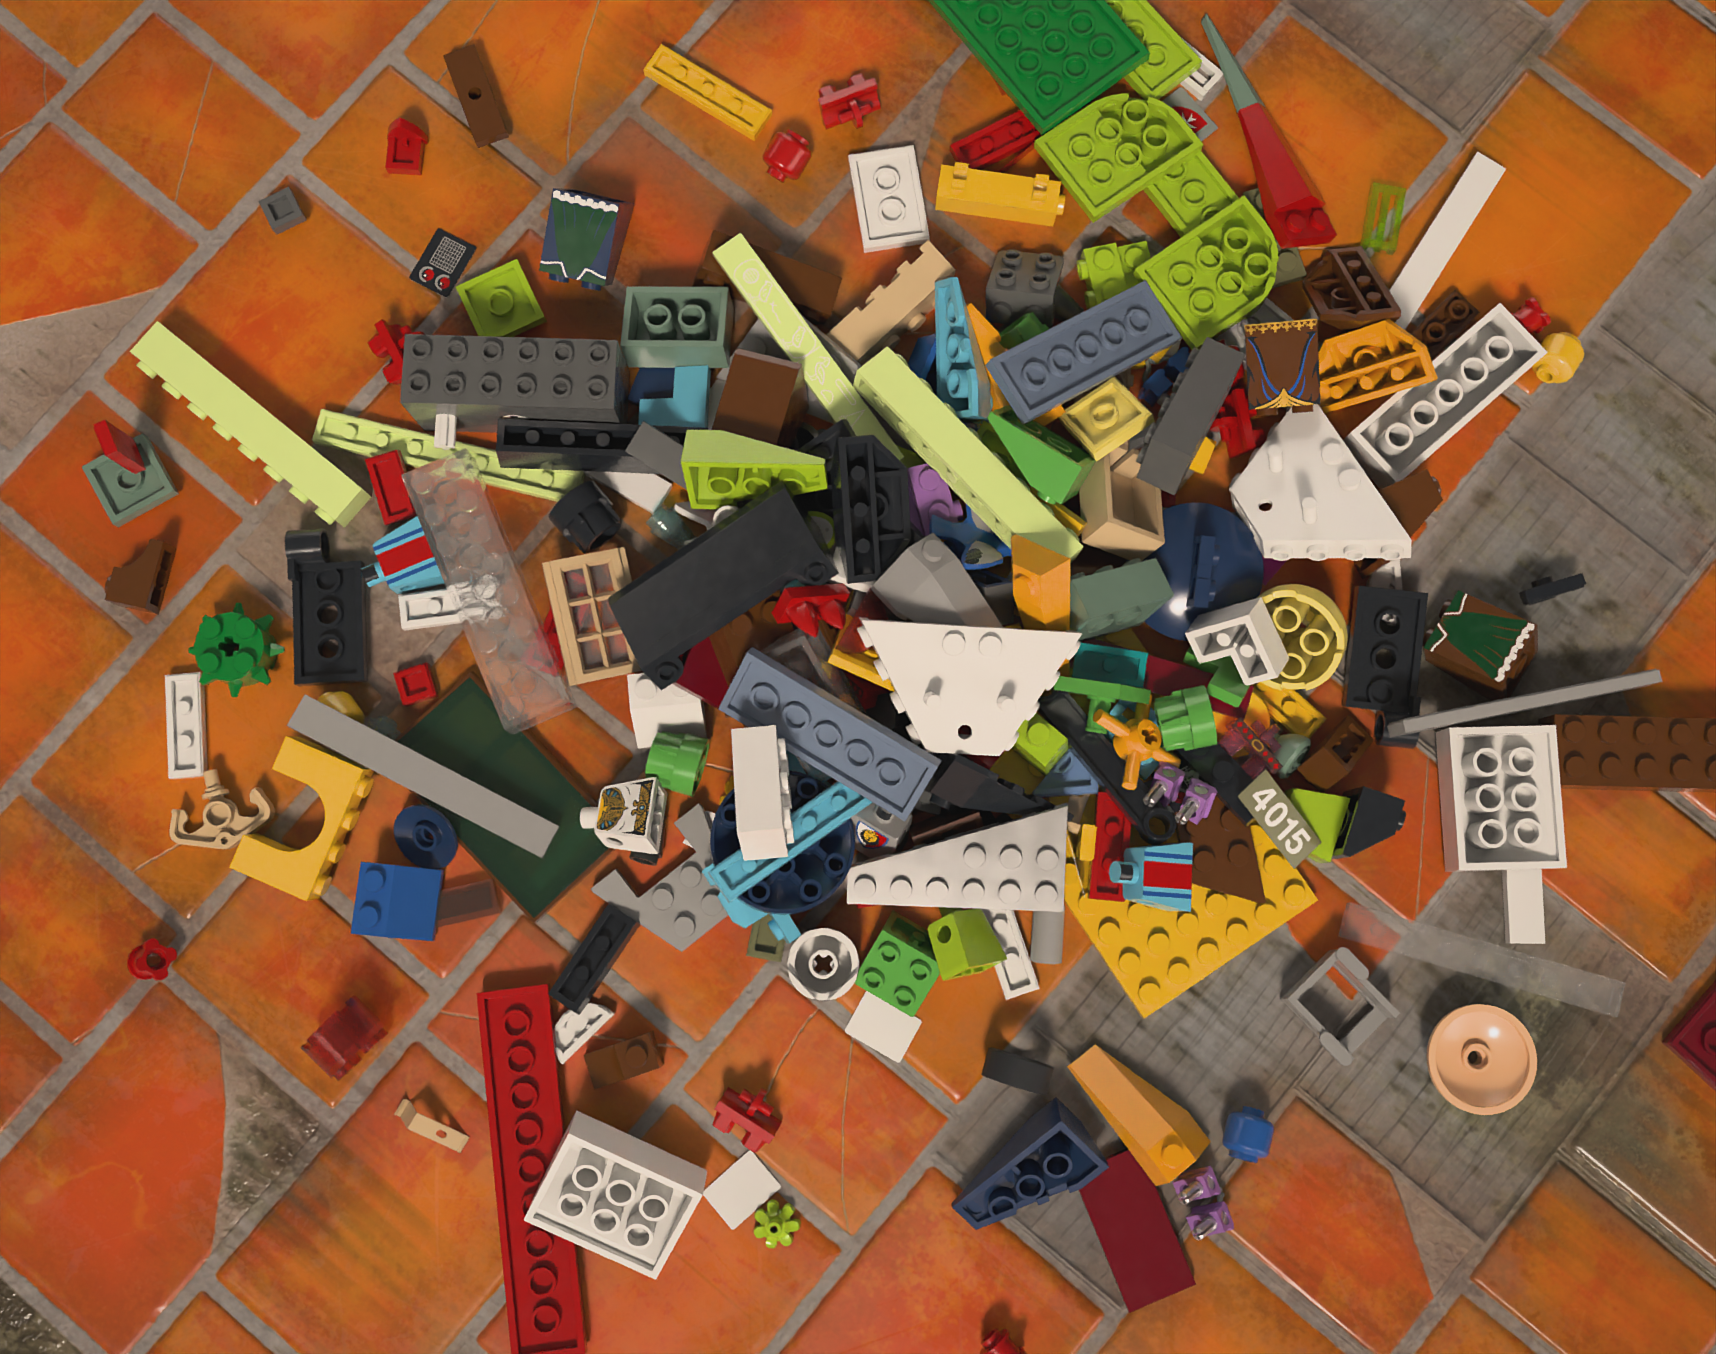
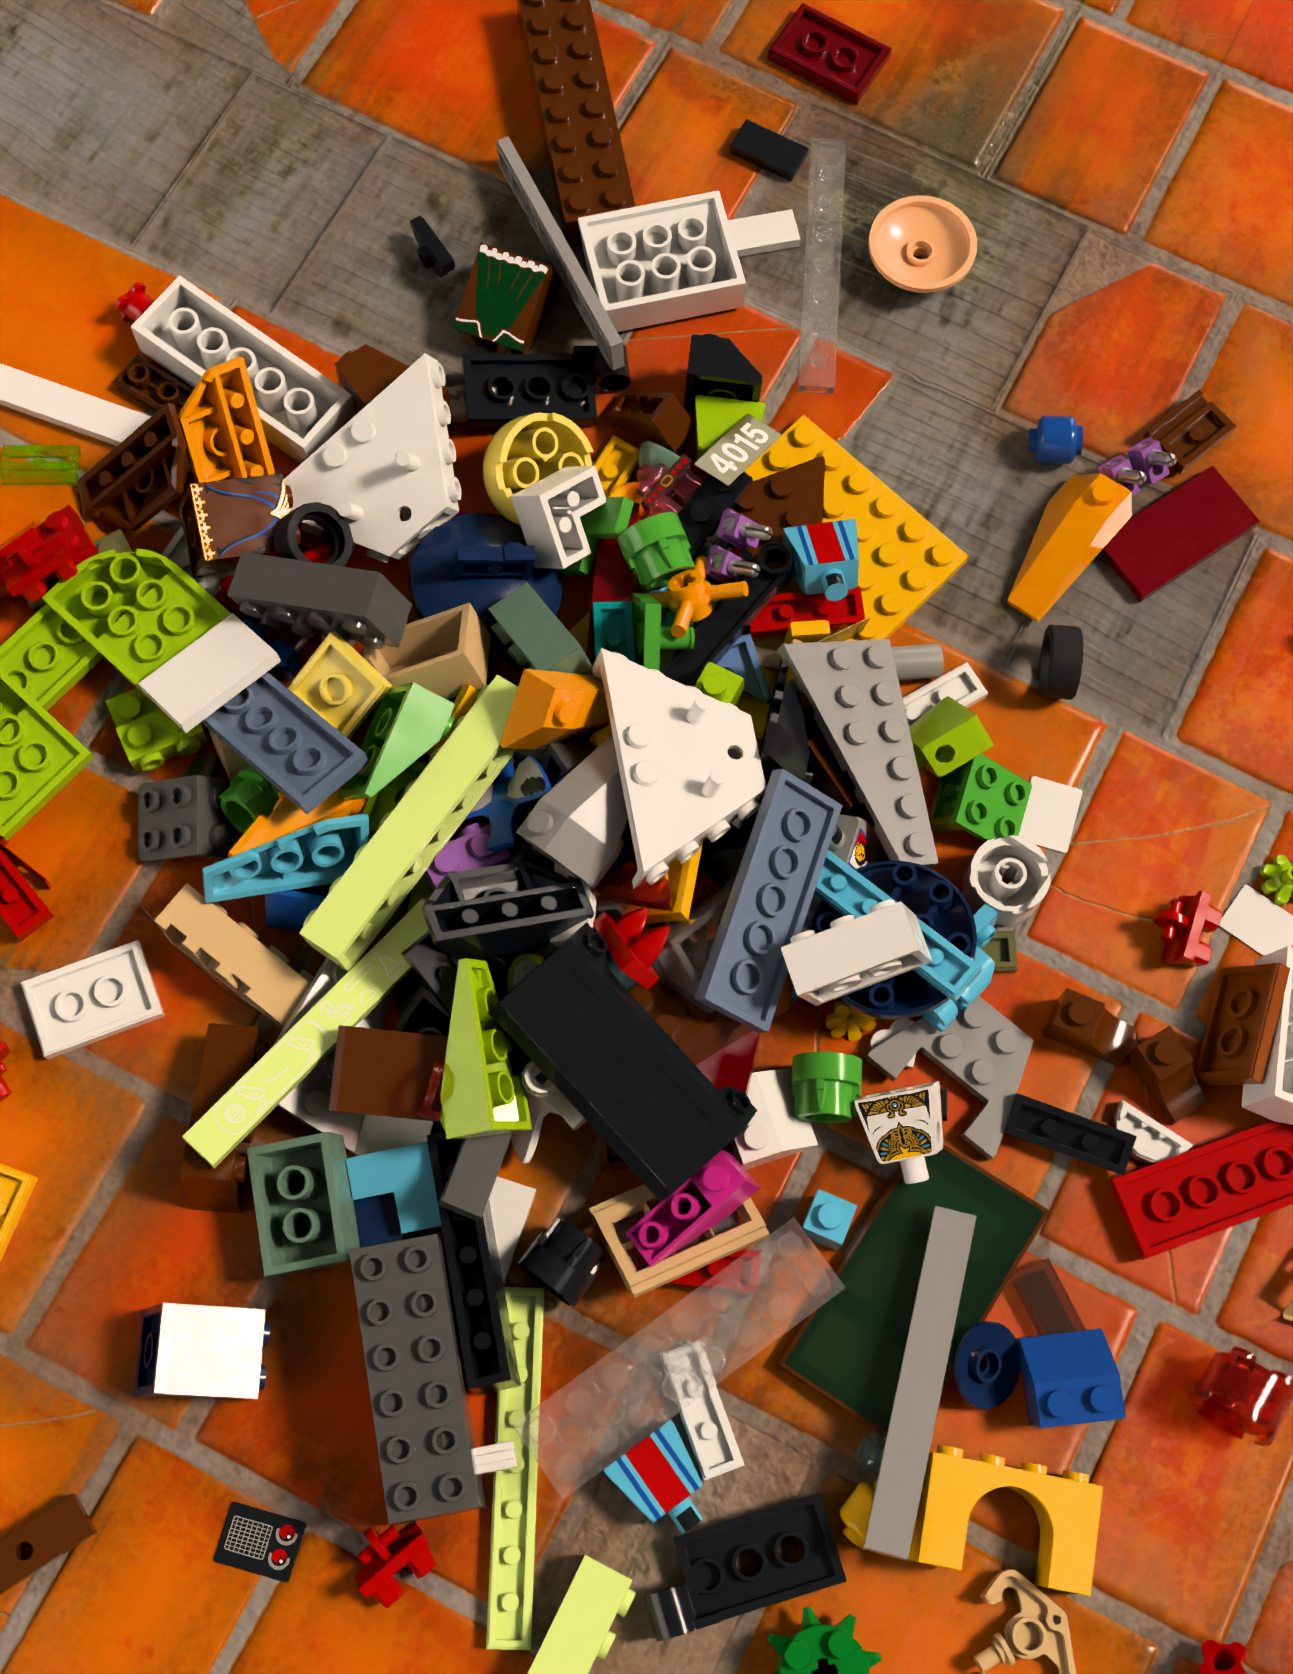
camera: 105 degrees left, 10 degrees down
(389, 488) = (570, 1524): red tile -> none
(405, 148) = (111, 1632): red tile -> none
(416, 684) = (807, 1431): red tile -> none
(501, 302) = (305, 1444): lime plate -> none
(570, 737) = (828, 1219): none -> medium azure brick
(599, 626) = (693, 1208): none -> dark pink slope
(647, 1134) = (1241, 1025): none -> dark orange tile
(669, 526) = (550, 1164): clear light blue cone -> none
(679, 1003) = (1089, 1028): none -> reddish brown arch
(720, 422) = (425, 1107): none -> clear red piece
(787, 155) = (56, 1127): red head -> none
(999, 195) = (73, 871): yellow brick -> none
(1039, 1161) = (1138, 627): dark blue wedge -> none
(1142, 316) = (209, 672): none -> white tile
(1236, 1272) = (1191, 430): none -> reddish brown plate
(1254, 448) = (325, 516): none -> black tyre
(1273, 189) = (34, 562): none -> red hips
(1356, 974) = (873, 363): light grey piece -> none
(1562, 359) = (174, 262): yellow head -> none
(1618, 938) = (769, 150): none -> black tile

